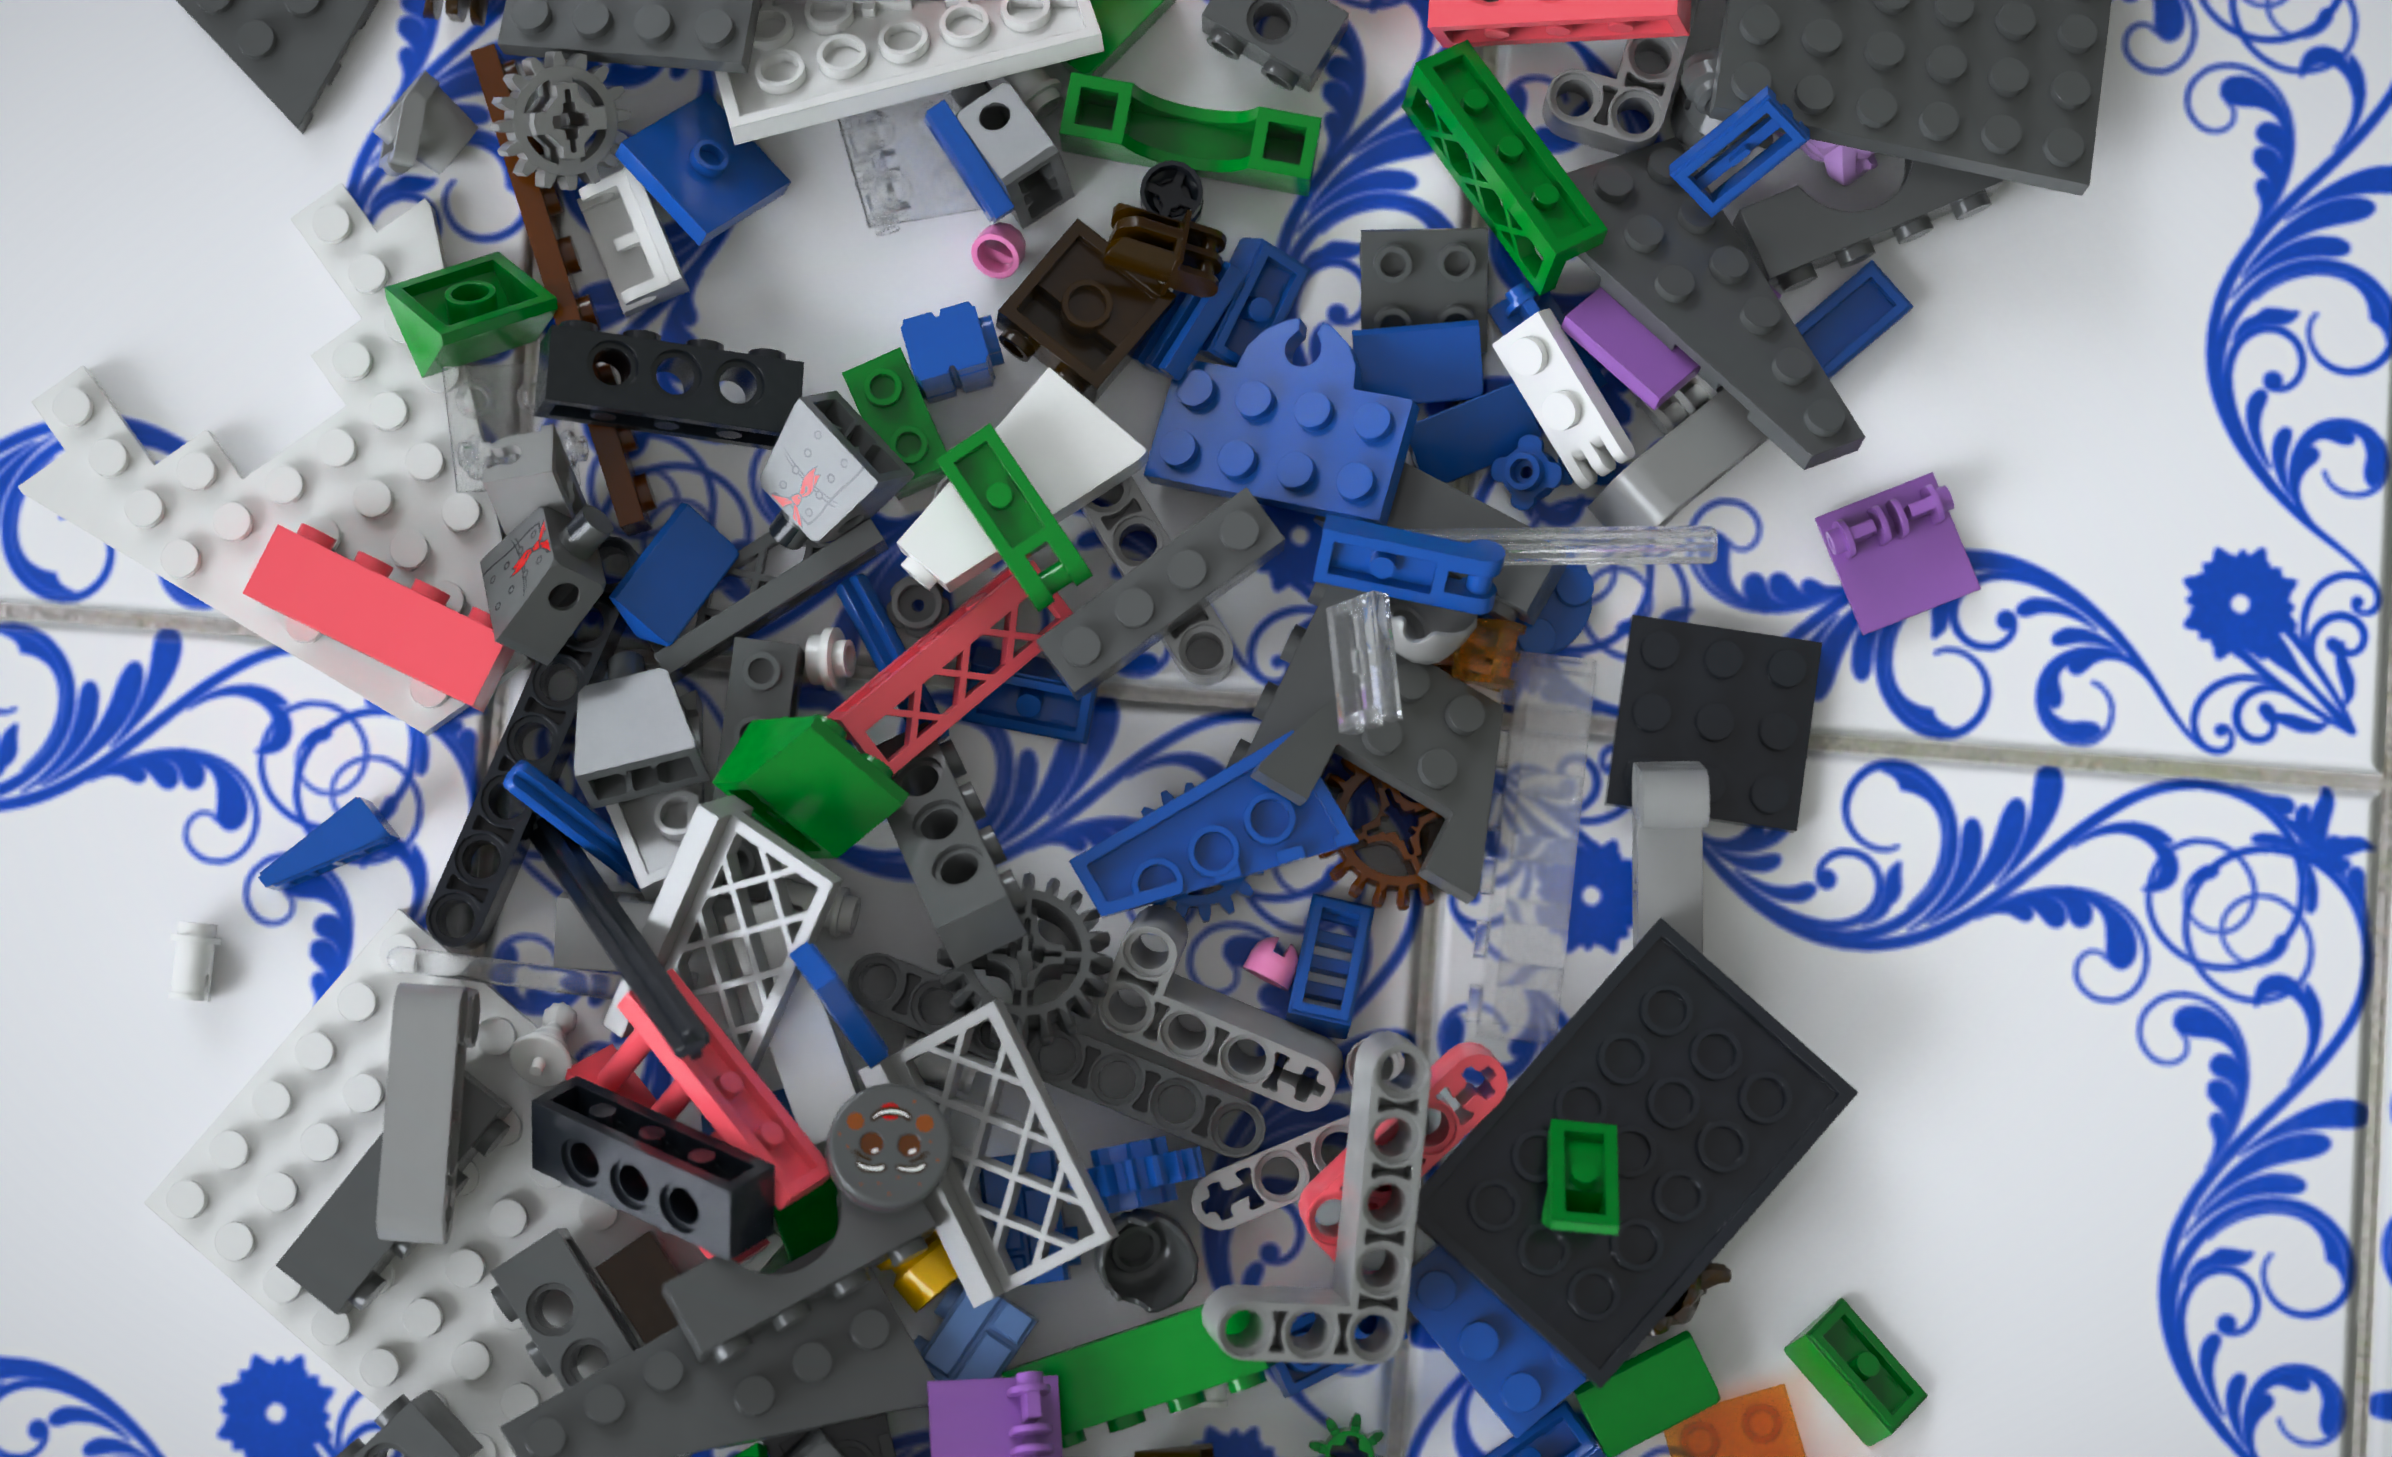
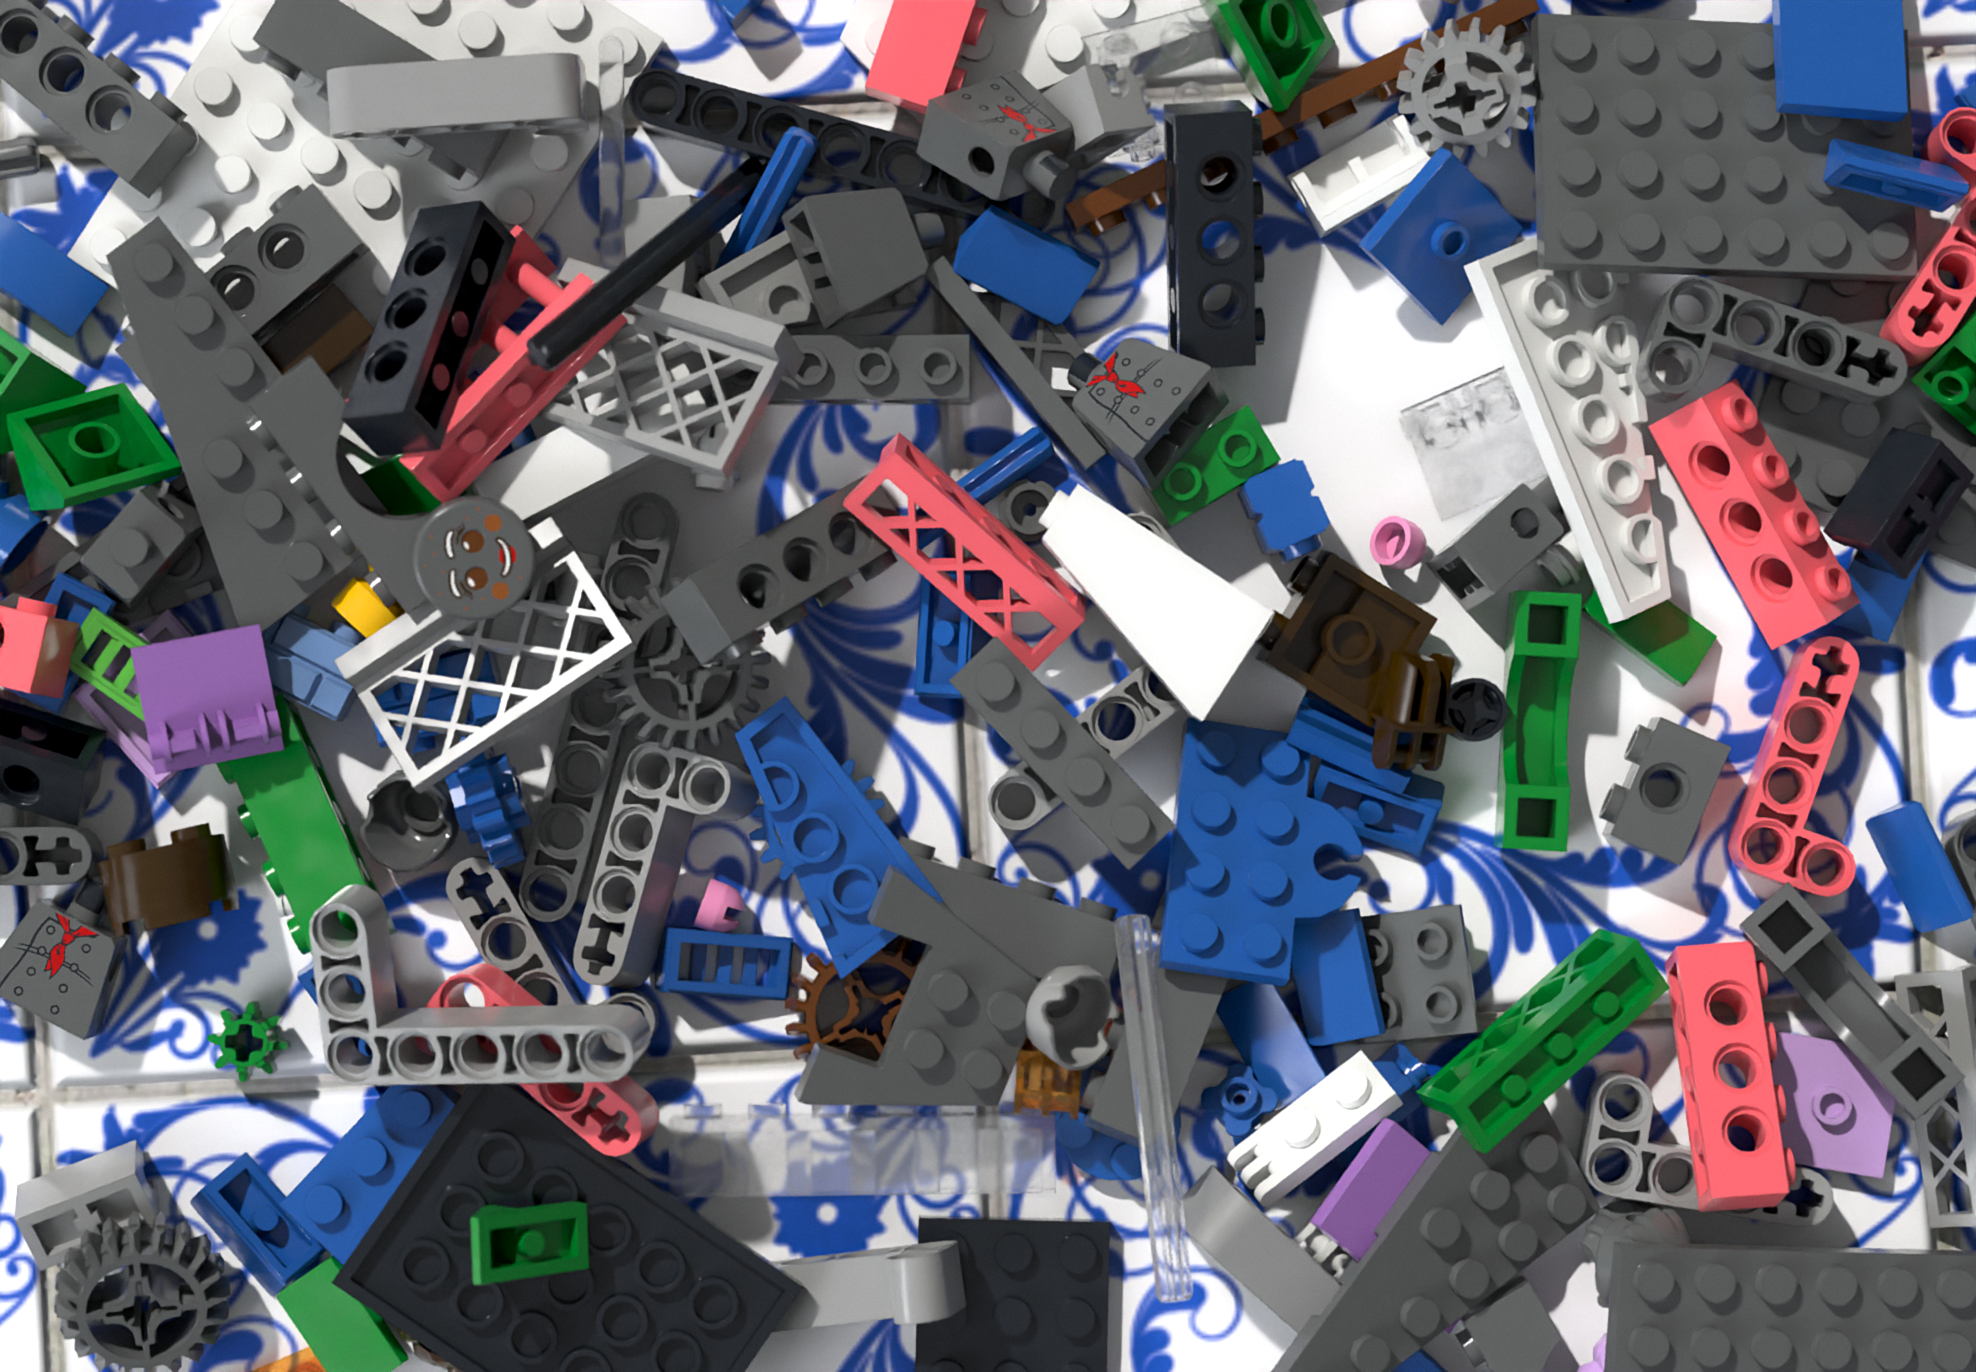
camera: 80 degrees right, 5 degrees up
(543, 1054) = (534, 204): white piece -> none
(810, 783) = (826, 429): green slope -> none
(830, 659) = (964, 430): white plate -> none
(840, 1003) = (609, 490): blue tile -> none
(968, 162) = (1479, 502): blue tile -> none
(1012, 515) = (1116, 596): green plate -> none
(1371, 660) = (1017, 971): clear tile -> none
(1409, 565) = (1117, 997): blue plate -> none
(1726, 132) = (1582, 1270): blue tile -> none

